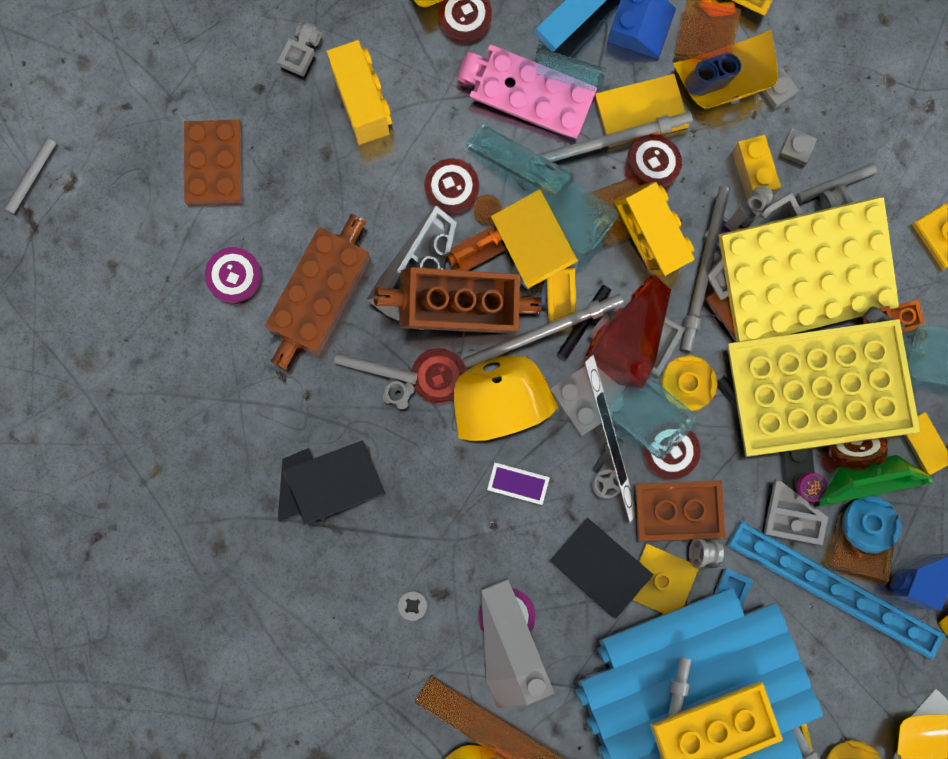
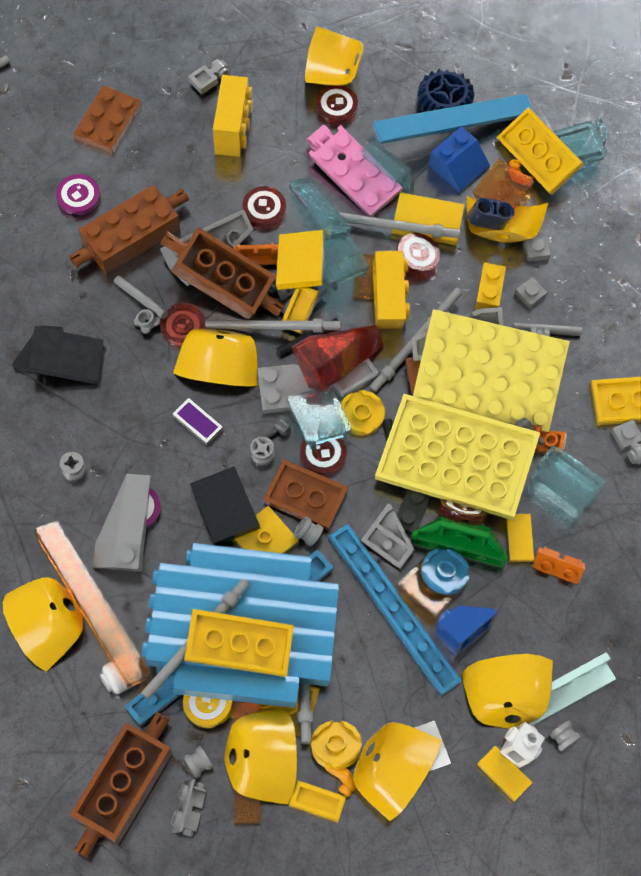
camera: 25 degrees right, 15 degrees down
(485, 207) = (279, 227): clear orange plate -> none
(611, 437) = (279, 413): sticker -> none
(757, 201) = (474, 302): light grey plate -> none
(811, 486) = (412, 520): magenta tile -> none

